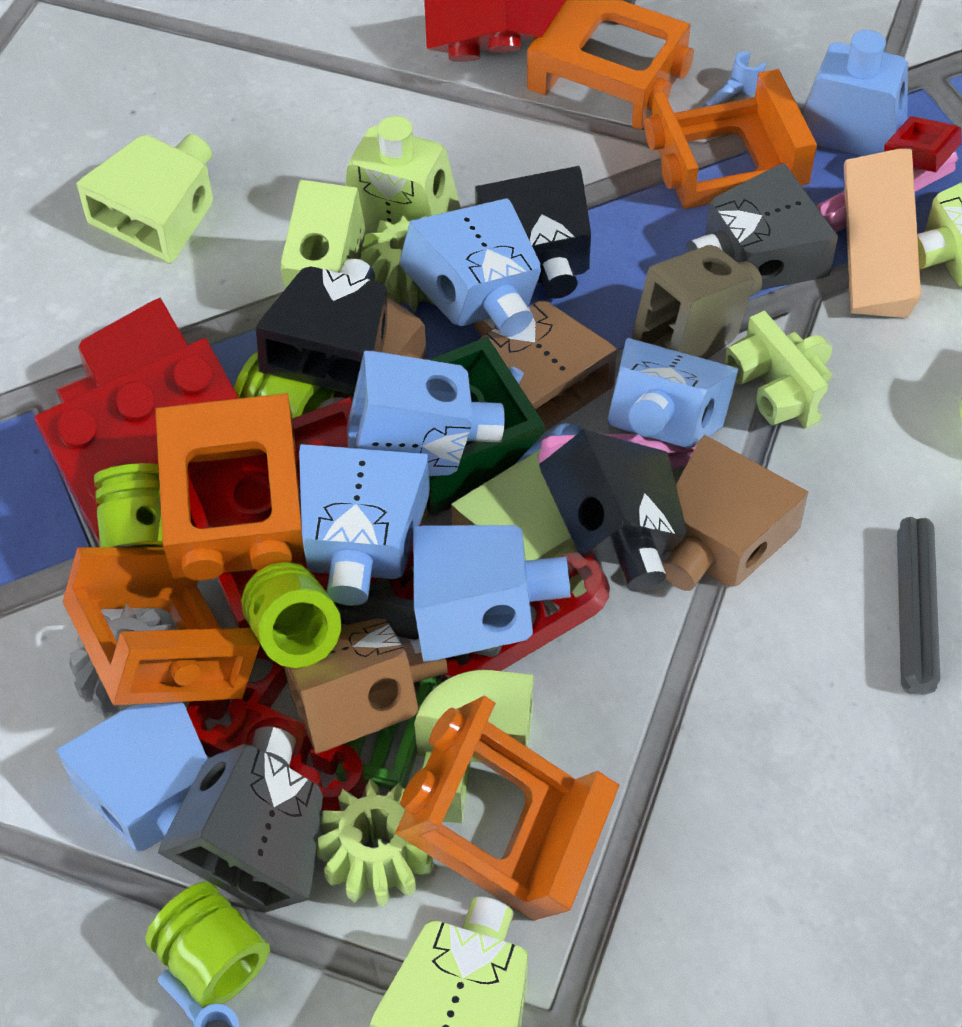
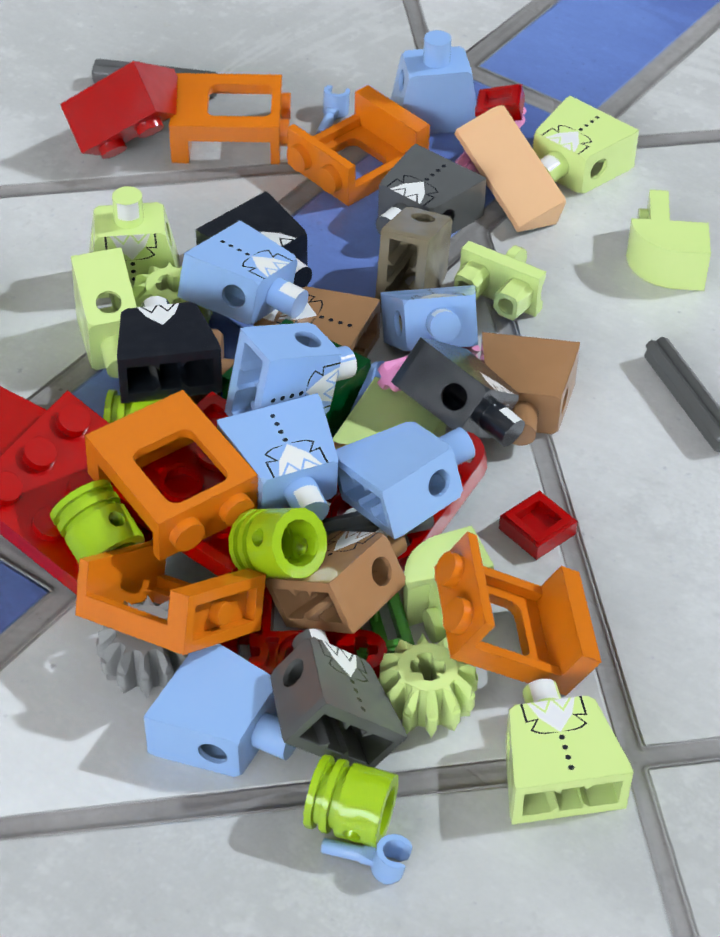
camera: 30 degrees left, 10 degrees down
(633, 696) = (538, 525): none -> red tile

